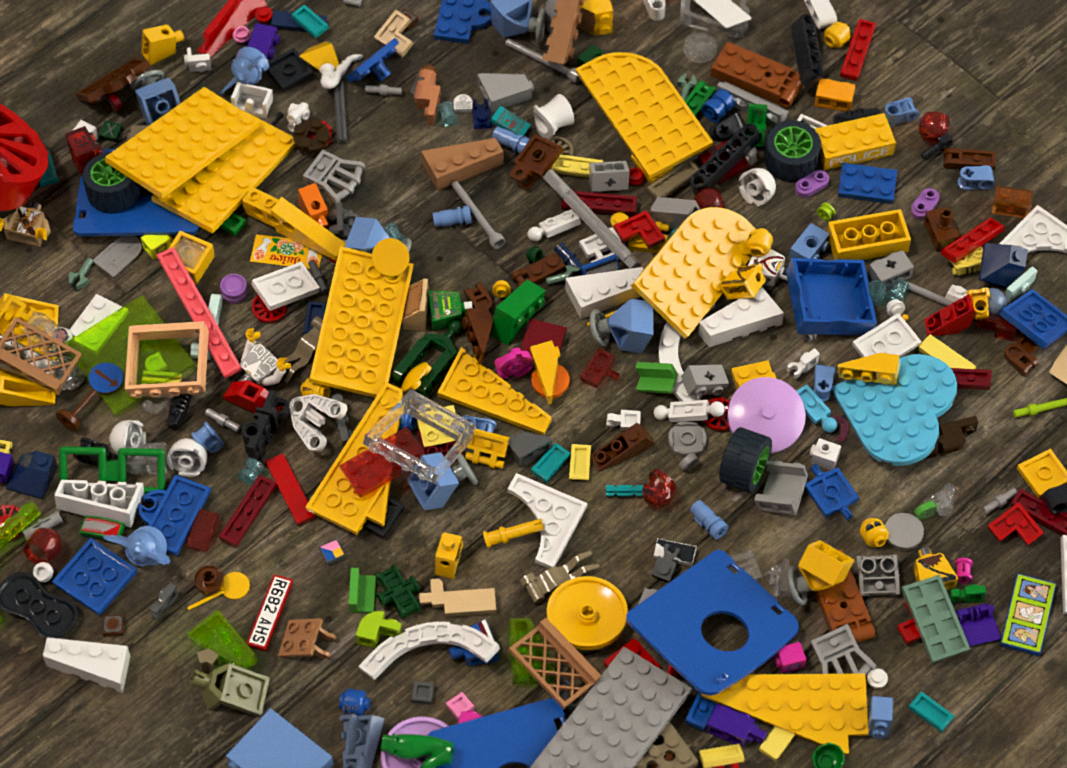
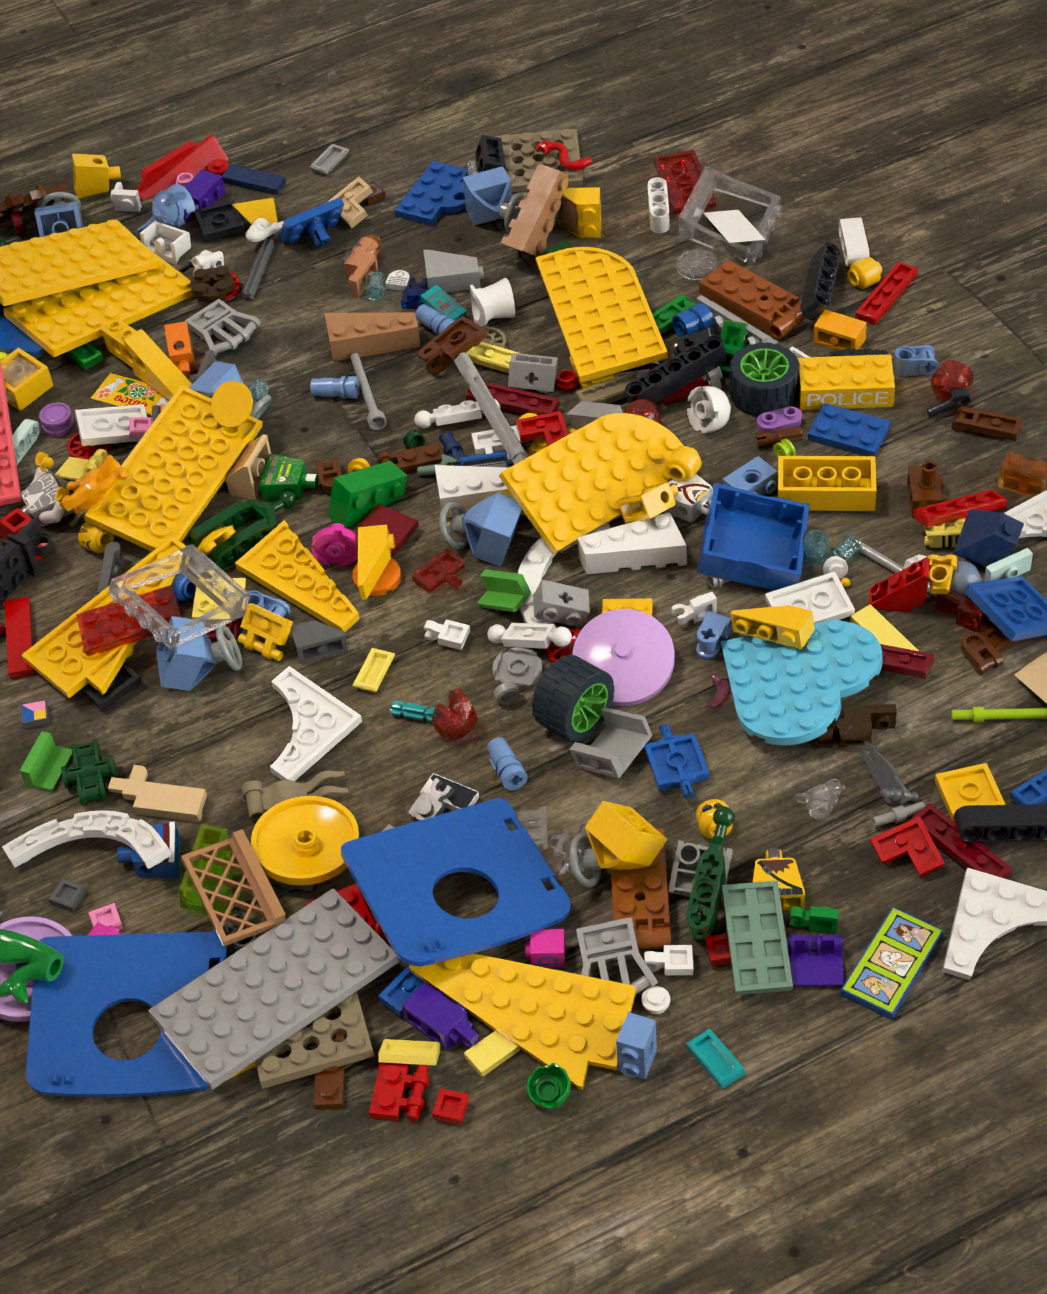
camera: 20 degrees right, 10 degrees down
(280, 331) = (77, 467): none -> light yellow hinge
(300, 419) = (66, 560): white connector -> none
(306, 353) = (92, 486): none -> light orange animal
(309, 21) = (263, 178): teal tile -> none
(311, 285) = (138, 426): none -> bright pink tile
(375, 625) = (40, 805): lime brick -> none
(383, 90) = (315, 254): light grey bar -> none
(449, 550) = (166, 740): yellow torso -> none
(478, 327) = (311, 506): reddish brown slope -> none
(504, 534) = (245, 731): yellow pin -> none
(550, 462) = (338, 664): teal tile -> none
(571, 73) = (532, 266): light grey piece -> none
(623, 447) = (435, 661): reddish brown slope -> none
(686, 87) = (664, 297): sand green bar -> none
(816, 409) = (692, 663): medium azure plate -> none
(817, 199) = (773, 437): none -> reddish brown axle
(825, 454) = (684, 715): white brick -> none
(880, 646) = (674, 960): none -> white plate
(891, 268) = (844, 521): light grey brick -> none
(893, 566) = (714, 864): none -> dark green piece
(904, 531) = (757, 827): light grey tile -> none
(925, 202) = (912, 458): medium lavender plate -> none
(925, 510) = (792, 806): bright green tile -> none
(967, 567) = (819, 888): dark pink bush -> none
(978, 177) = (990, 443): medium blue piece -> none
(983, 473) = (887, 778): none -> dark grey piece

